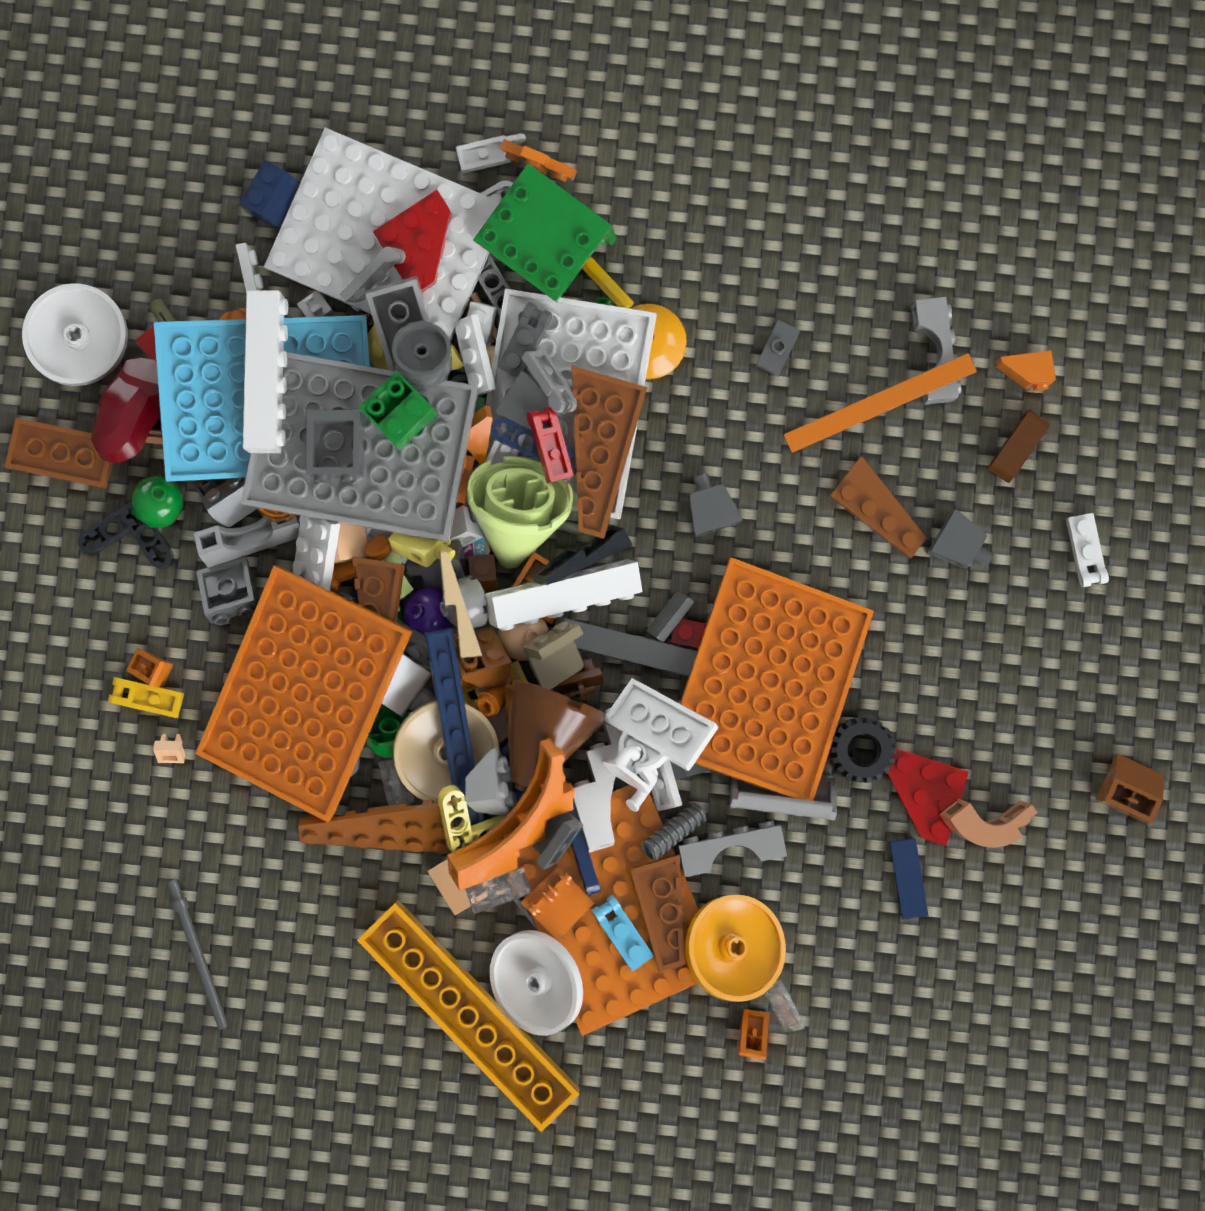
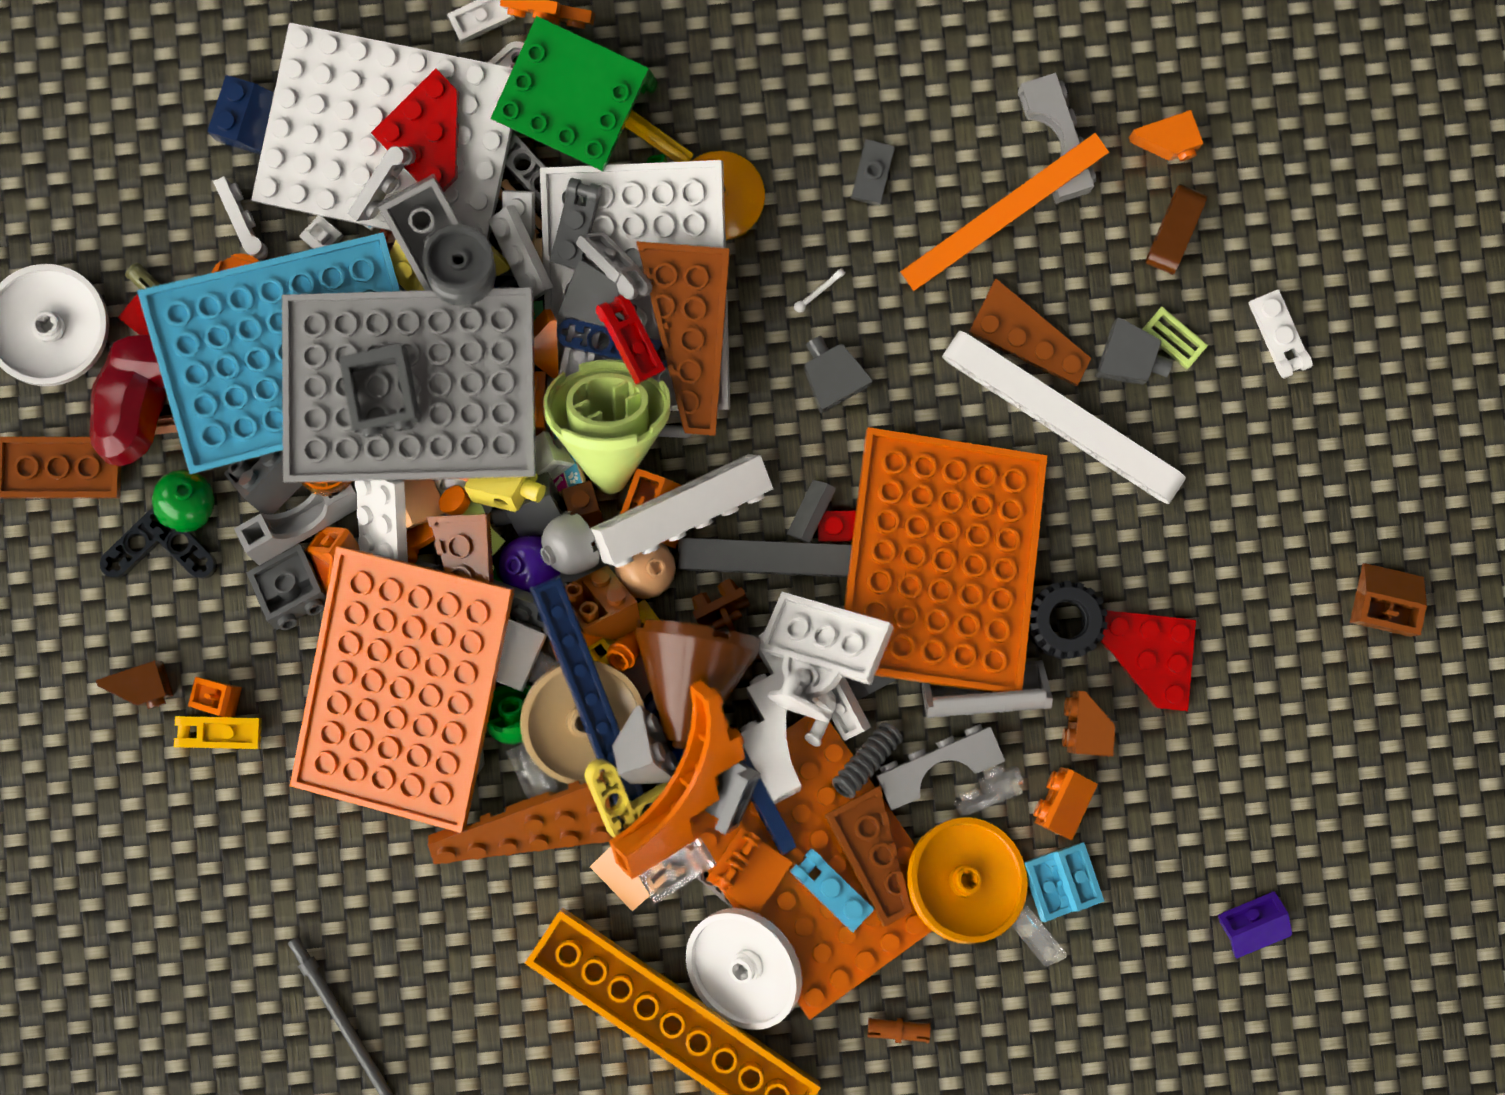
camera: 10 degrees left, 0 degrees up
(90, 646) = (140, 685): none -> reddish brown slope
(169, 751) = (258, 789): light nougat tile -> none
(263, 564) = (323, 550): none -> orange slope
(265, 372) = (279, 322): white brick -> none
(398, 410) = (445, 335): green slope -> none
(452, 595) = (553, 537): tan slope -> none
(555, 654) = (686, 582): dark tan bracket -> none
(575, 559) = (686, 467): black slope -> none
(653, 1059) = (899, 1030): none -> dark orange pin
(695, 446) = (800, 306): none -> white hinge
(753, 1034) = (1009, 976): orange slope -> none
(776, 875) = (996, 786): none -> clear plate
(814, 965) = (1063, 882): none -> medium azure slope
(829, 900) = (1065, 802): none -> orange slope
(861, 842) = (1088, 727): none -> dark orange slope
(894, 582) = (1064, 417): none -> white beam
(908, 878) = (1152, 758): dark blue tile -> none
(966, 1033) = (1256, 924): none -> dark purple panel
(995, 833) = (1248, 681): nougat arch -> none
(1007, 530) = (1167, 347): none -> yellowish green tile

